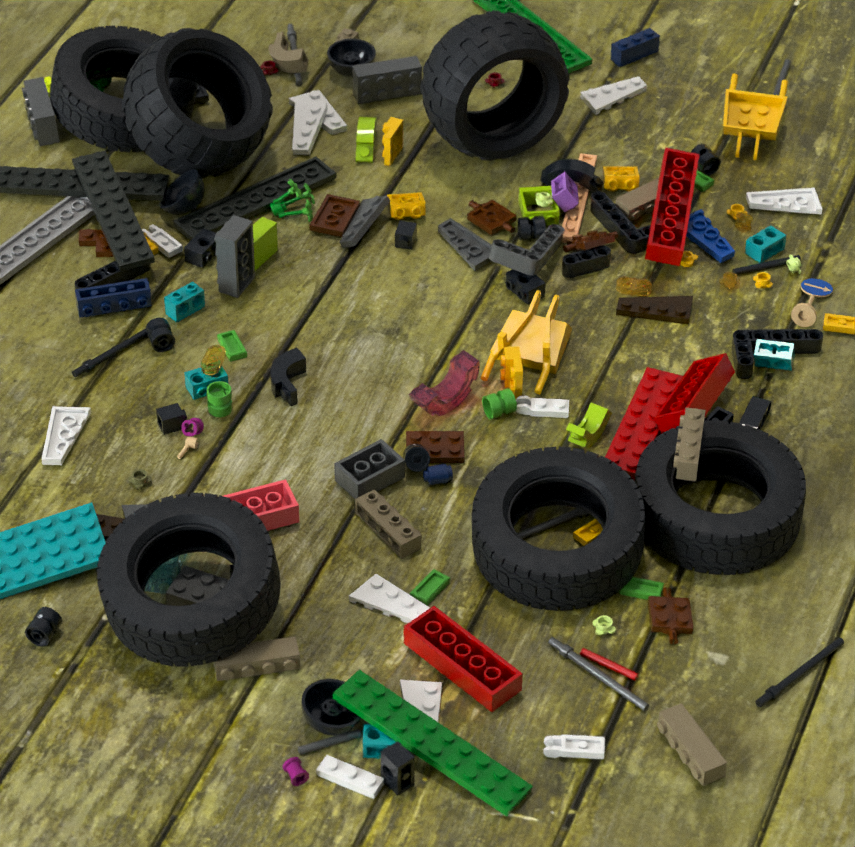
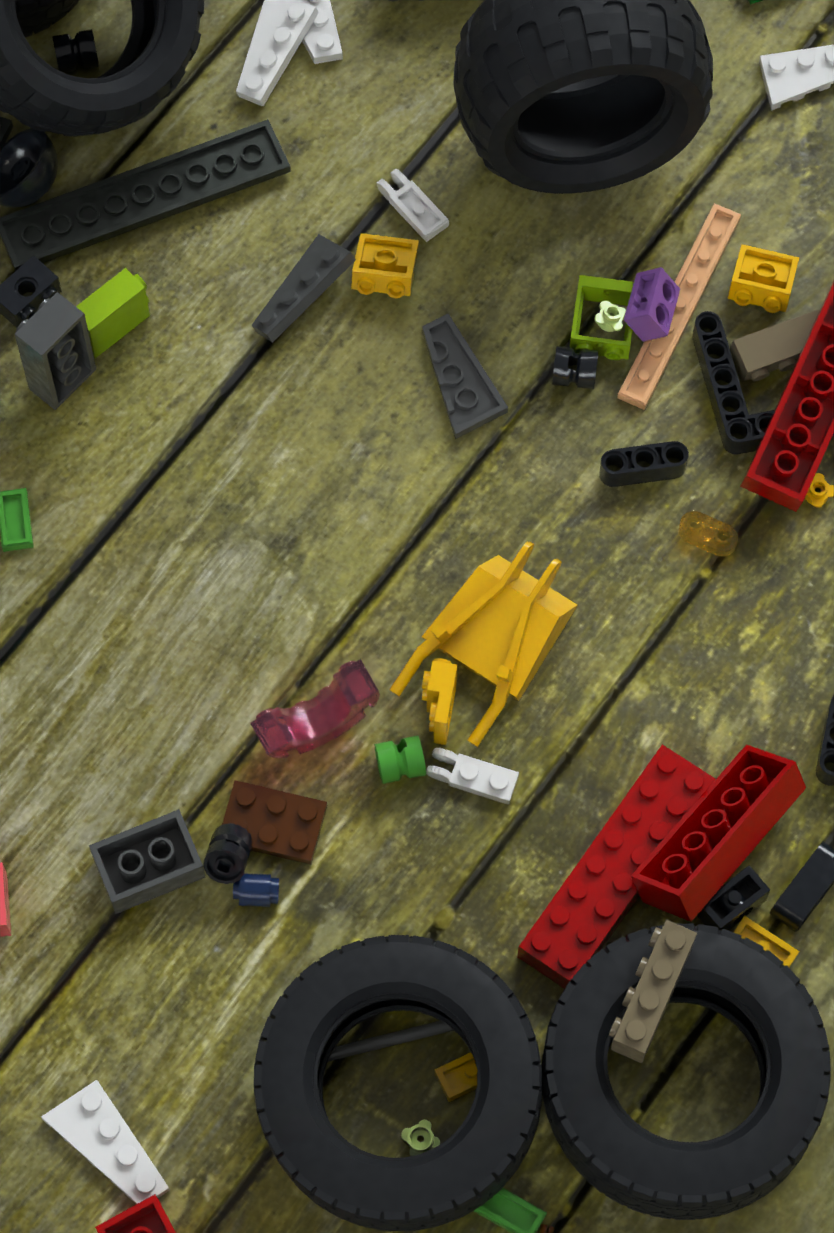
camera: 15 degrees right, 25 degrees up
(279, 207) = (177, 224): plant -> none
(282, 370) = (74, 600): black arch -> none
(334, 215) = (261, 262): reddish brown plate -> none
(365, 139) = (359, 94): lime arch -> none
(388, 523) = (145, 979): dark tan brick -> none
(392, 139) = (403, 114): yellow plate -> none
(405, 235) = (363, 336): black brick -> none
(412, 179) = (414, 206): none -> white hinge
(430, 587) = (175, 1125): bright green tile -> none
(491, 217) = (518, 322): reddish brown plate -> none
(524, 285) = (525, 477): black brick -> none
(526, 260) = (568, 436): dark grey beam -> none
(576, 169) = (680, 258): black arch -> none
(589, 241) = (662, 422): reddish brown plate -> none
(591, 426) = (529, 849): lime arch -> none
(666, 308) = (735, 594): dark brown wing -> none

